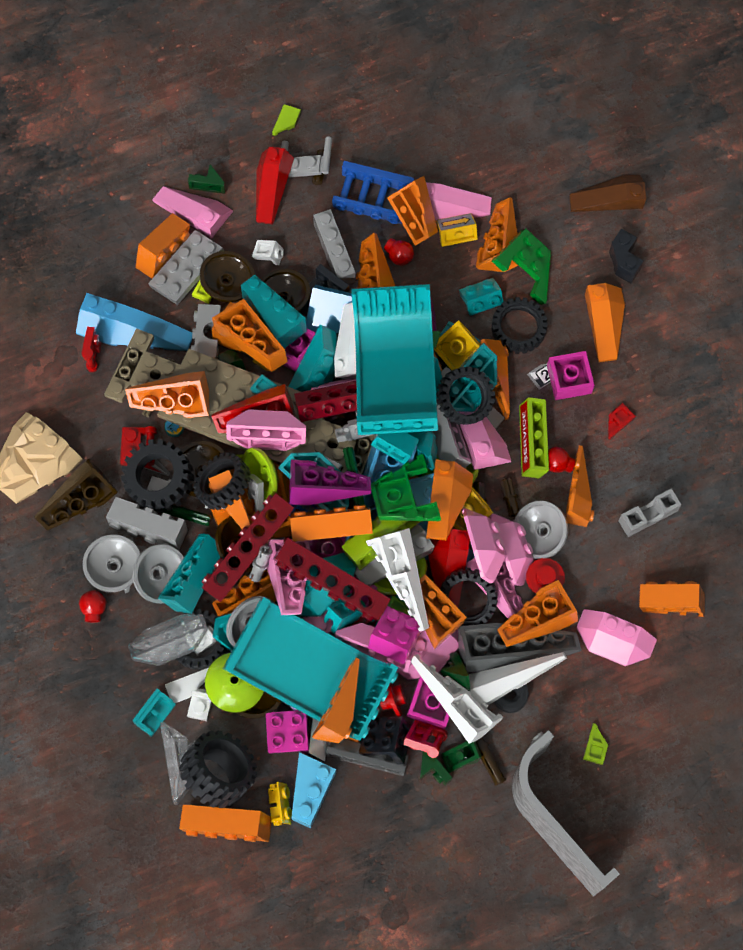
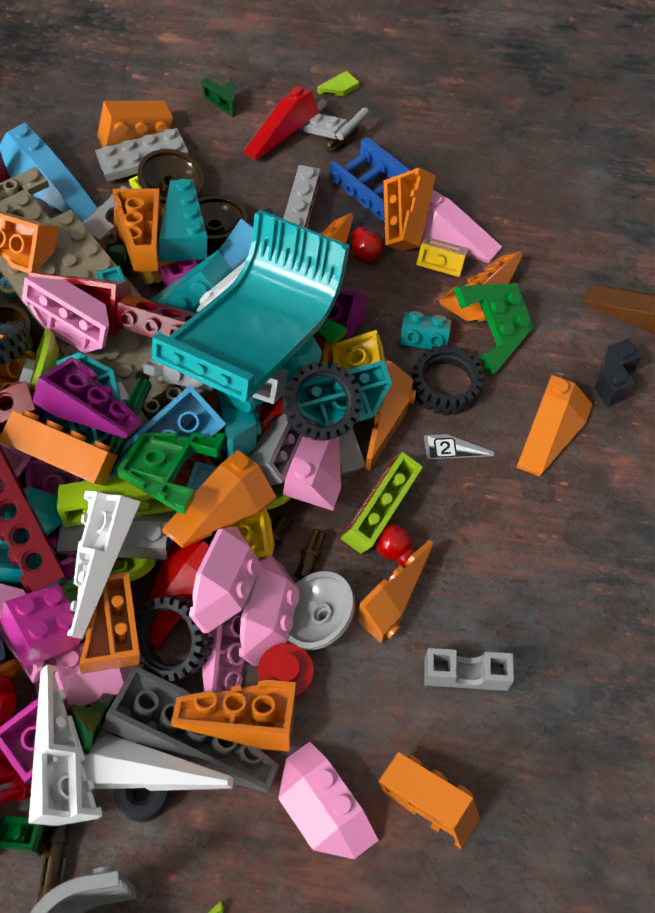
camera: 30 degrees right, 10 degrees down
(200, 212) = (193, 118): bright pink wedge -> none
(268, 251) = (235, 180): white bracket -> none
(396, 445) = (198, 402): teal hinge -> none
(570, 375) = (470, 459): dark pink brick -> none
(619, 419) = (500, 542): red tile -> none

